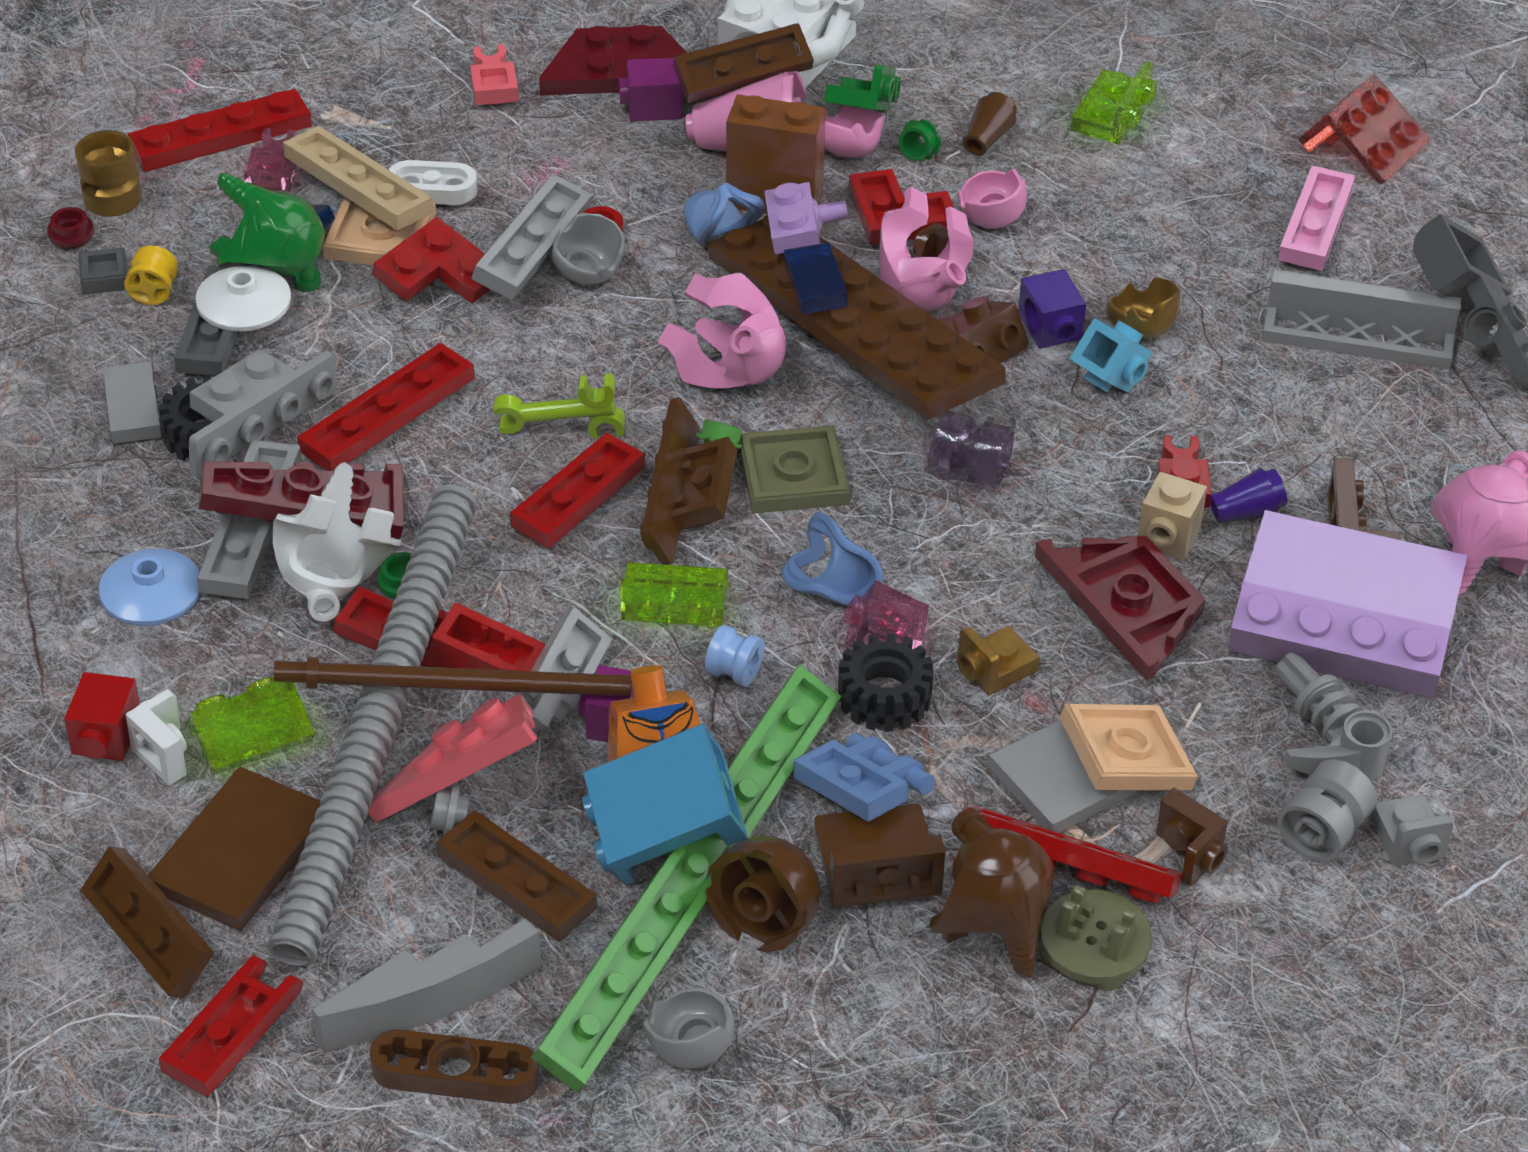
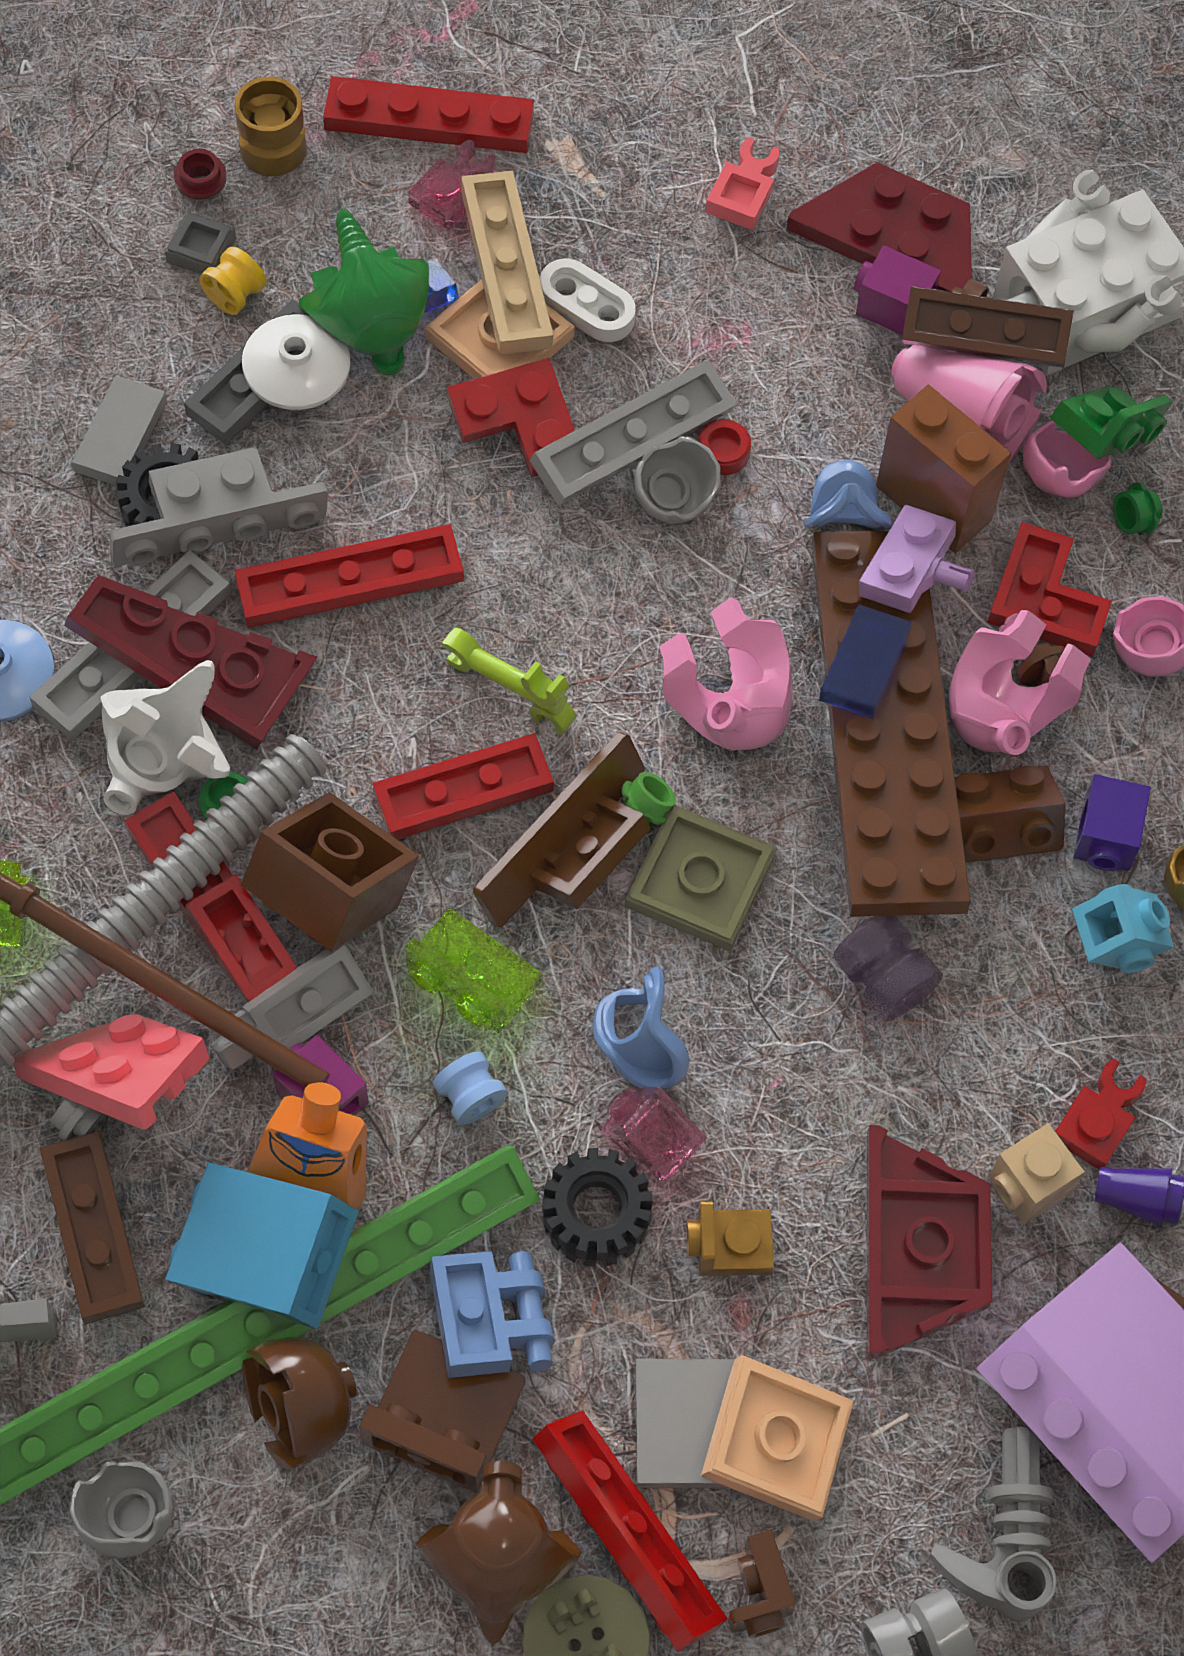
camera: 30 degrees right, 20 degrees up
(526, 567) = (329, 871): none -> reddish brown brick

